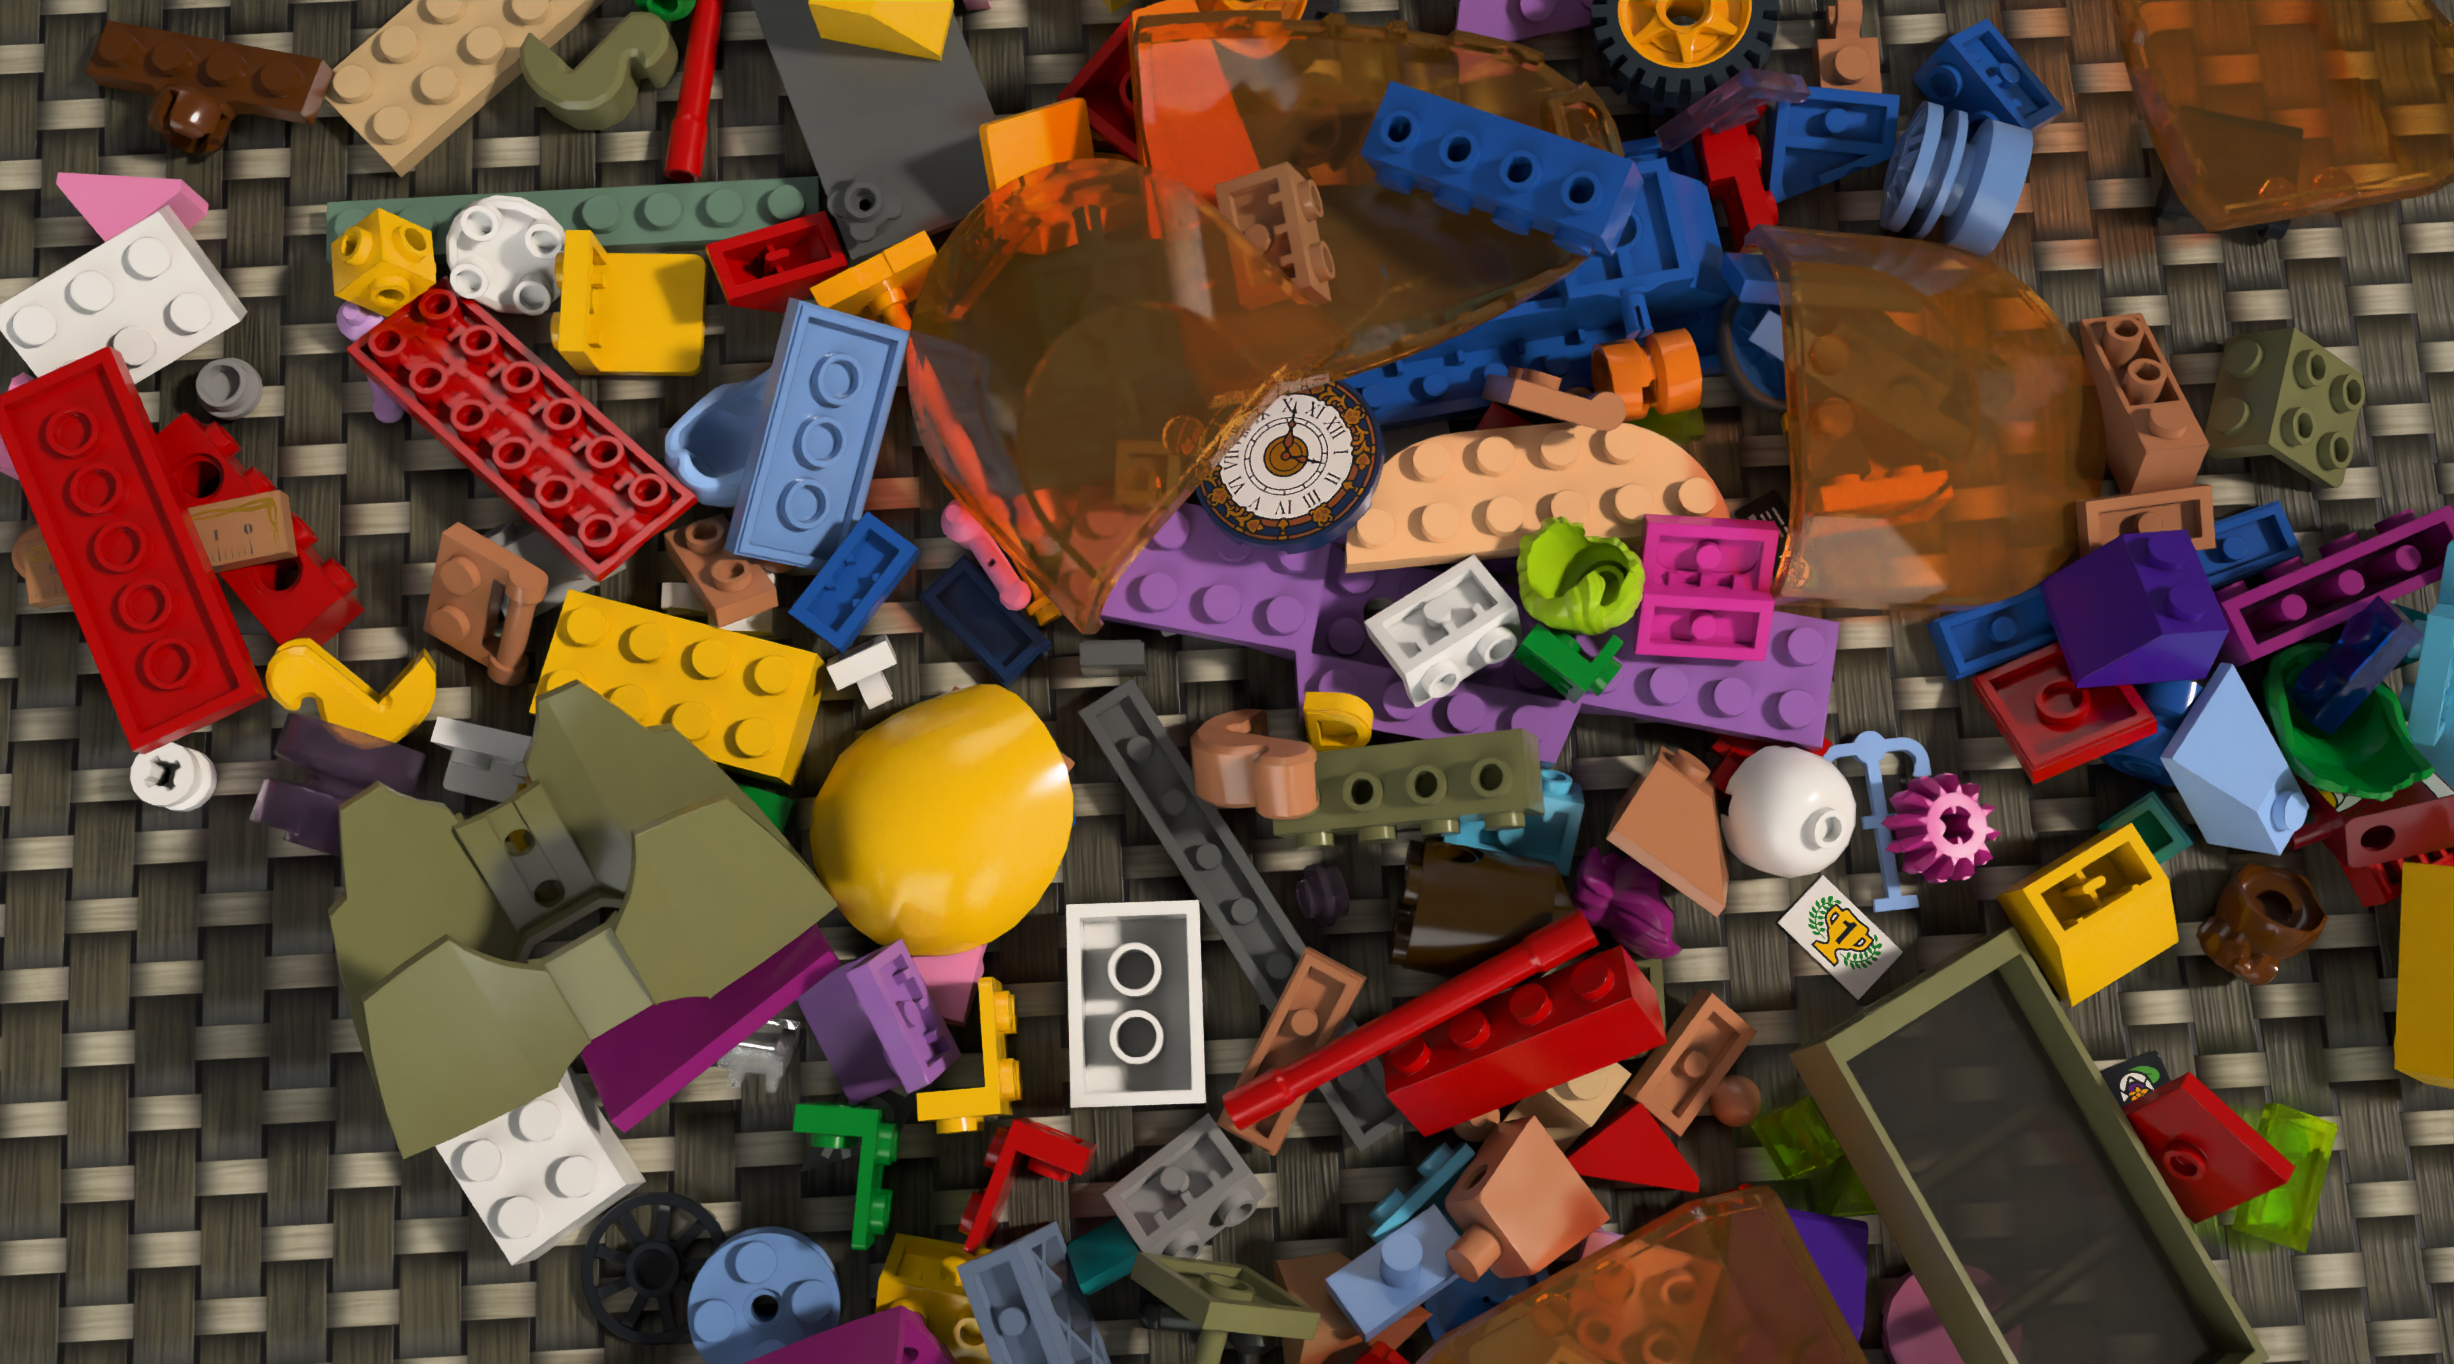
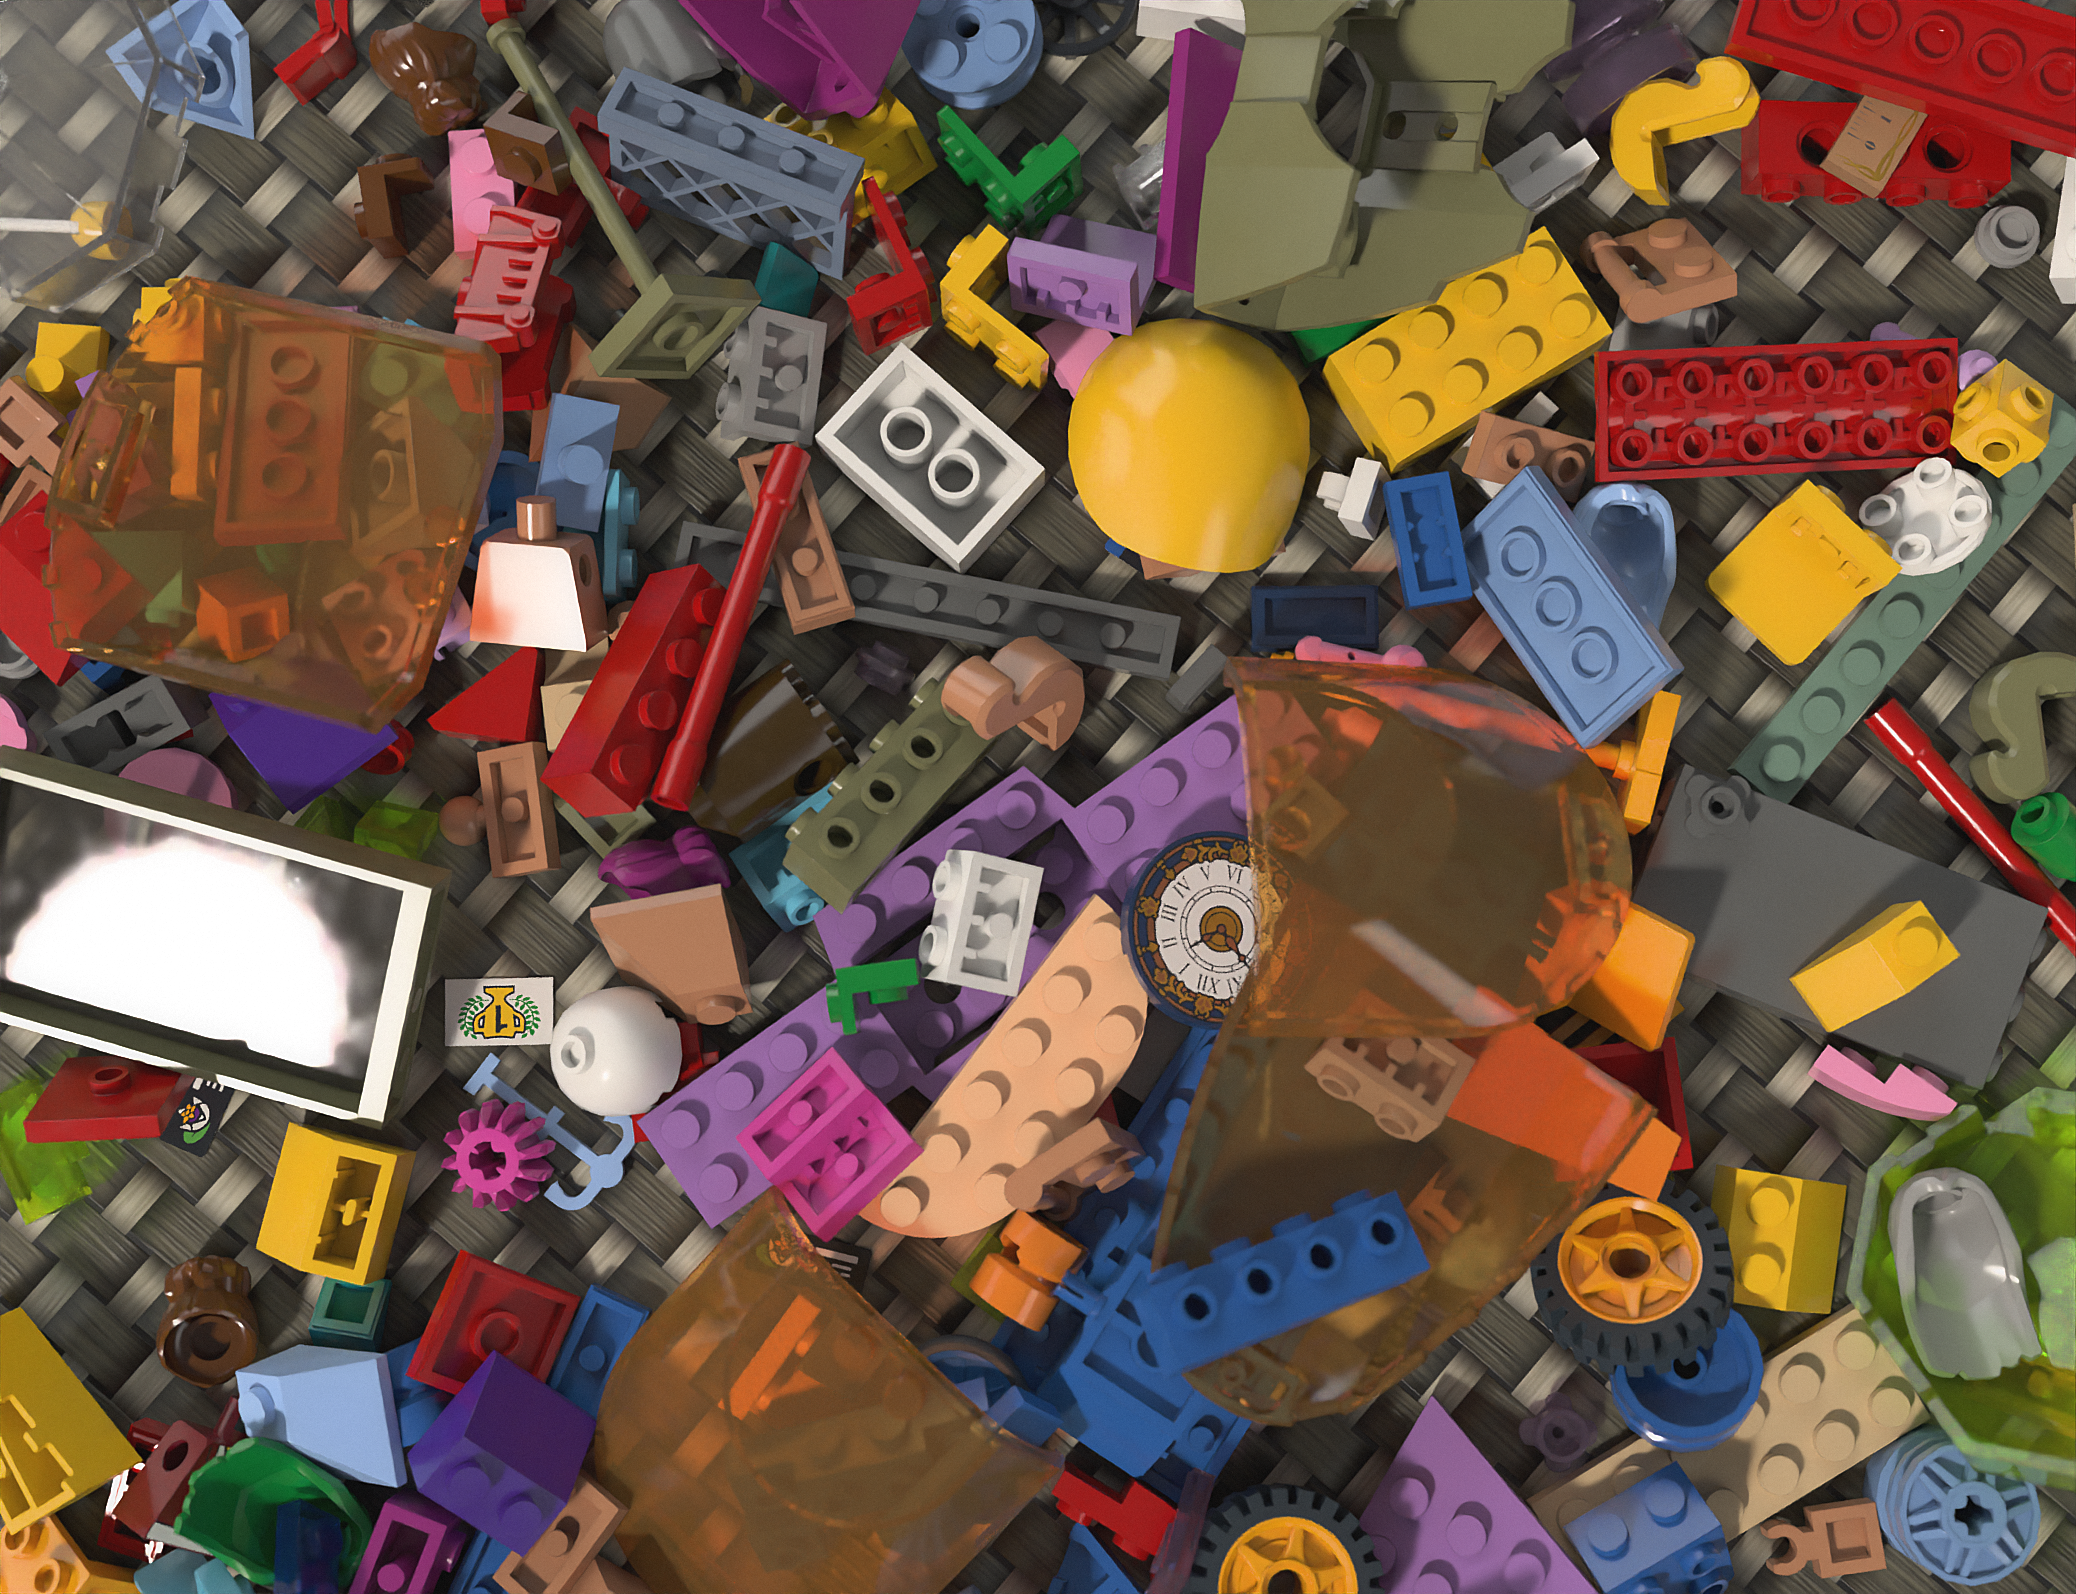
camera: 135 degrees right, 5 degrees up
(777, 262) = (1735, 707): red slope -> none
(1336, 721) = (992, 783): yellow tile -> none
(1578, 579) = (922, 1049): lime hair -> none

